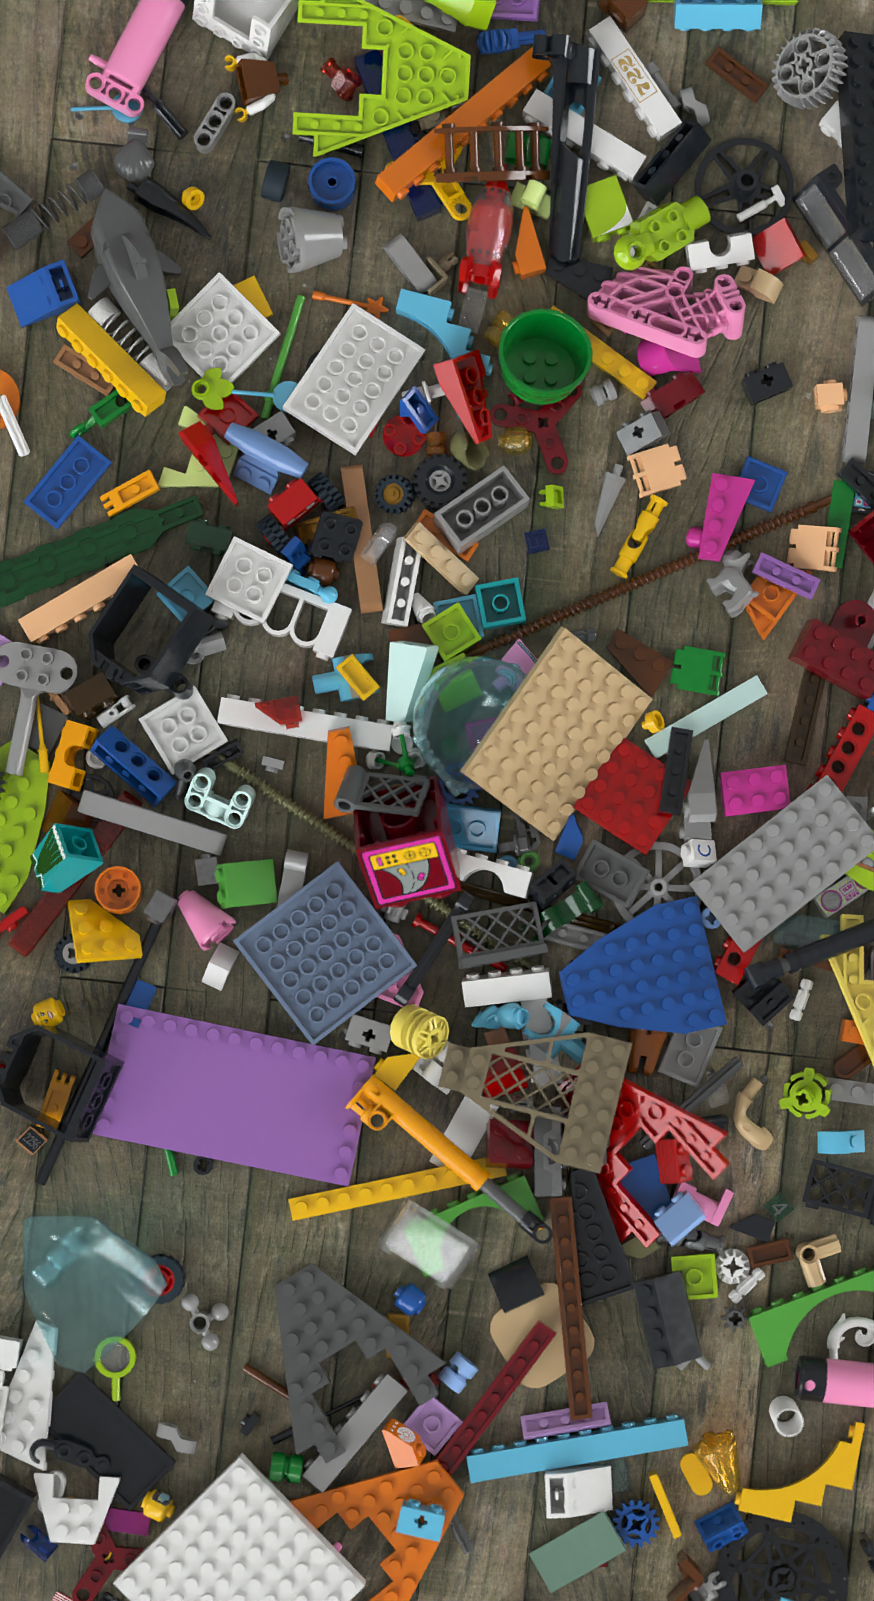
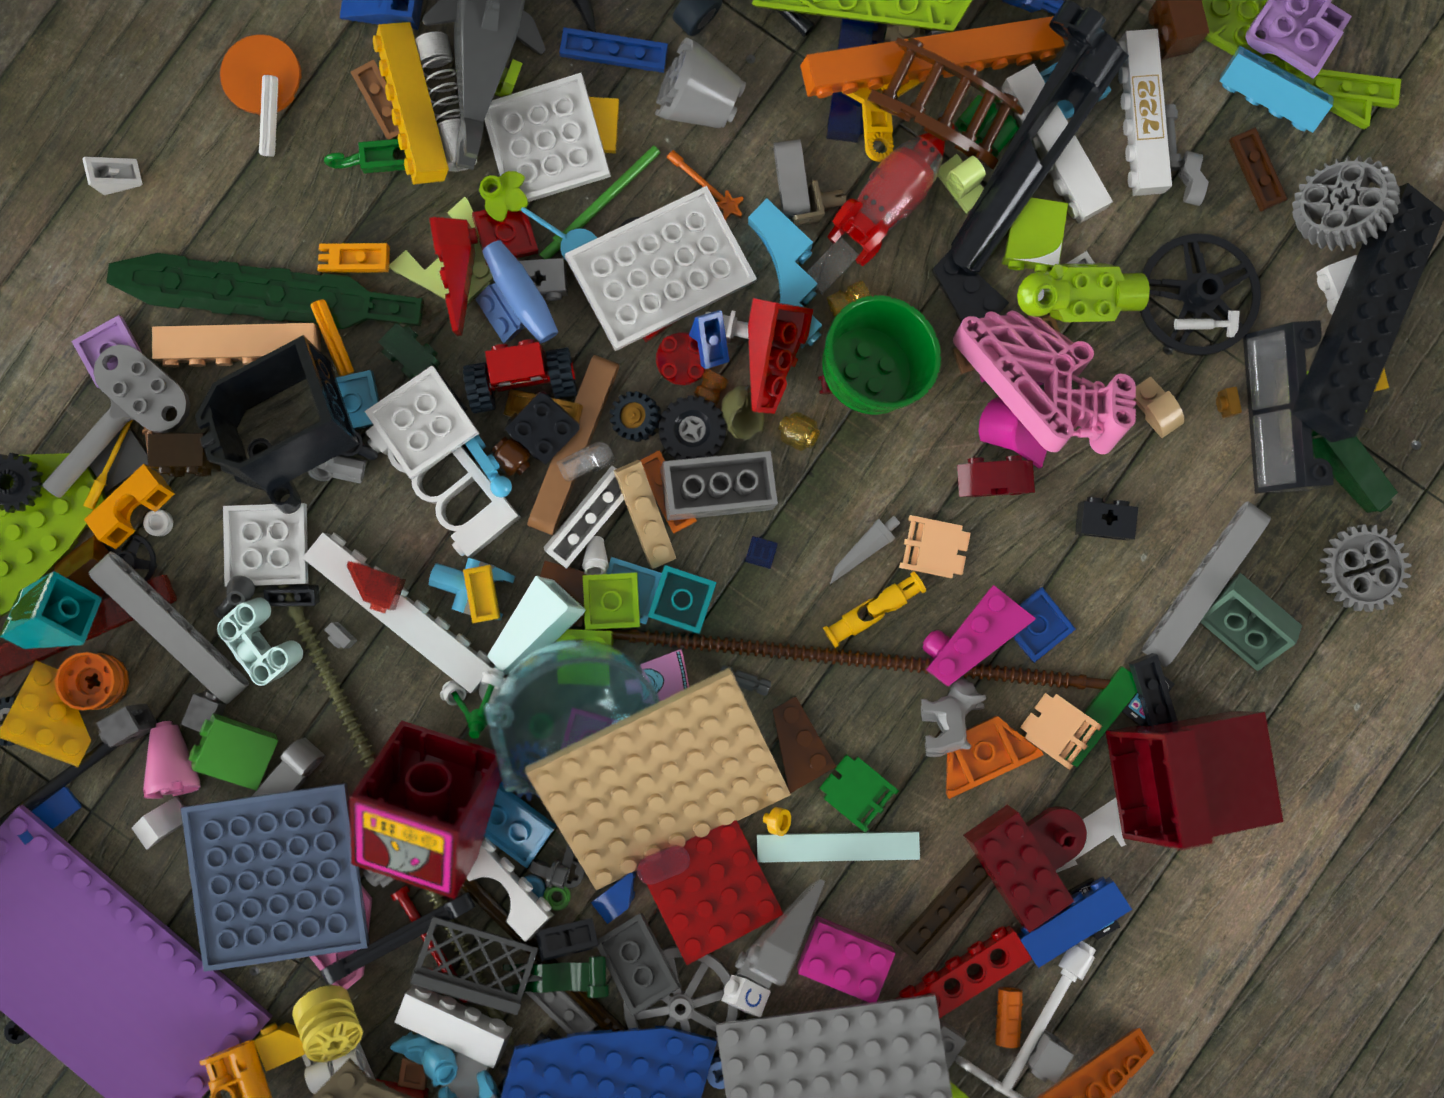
camera: 30 degrees right, 0 degrees up
(67, 482) = (293, 210): blue plate -> none
(112, 714) = (202, 484): white bar -> none
(136, 776) = (191, 593): blue brick -> none
(148, 558) = (332, 337): none -> light orange axle
(231, 242) = (613, 50): none -> blue plate
(296, 555) = (491, 423): blue slope -> none
(332, 171) = (755, 45): blue wheel -> none
(339, 757) = (406, 688): orange wing -> none
(356, 788) = (402, 718): dark grey piece -> none
(362, 1024) = (272, 975): light grey brick -> none
(528, 254) = (925, 237): orange slope -> none
(547, 438) = (835, 447): dark red piece -> none
(554, 497) = (806, 514): lime tile -> none
(590, 794) = (663, 864): none -> clear pink tile
(601, 395) = (917, 434): light grey wheel -> none
(619, 367) = (955, 413): yellow plate -> none
(654, 430) = (956, 501): brick -> none
(672, 161) = (1137, 223): black brick -> none
(675, 771) = (770, 892): black plate -> none
(738, 251) = (1156, 358): white arch -> none
(778, 247) = (1201, 378): tile -> none
(786, 576) = (1011, 744): medium lavender plate -> none
(830, 396) = (1167, 572): light nougat brick -> none

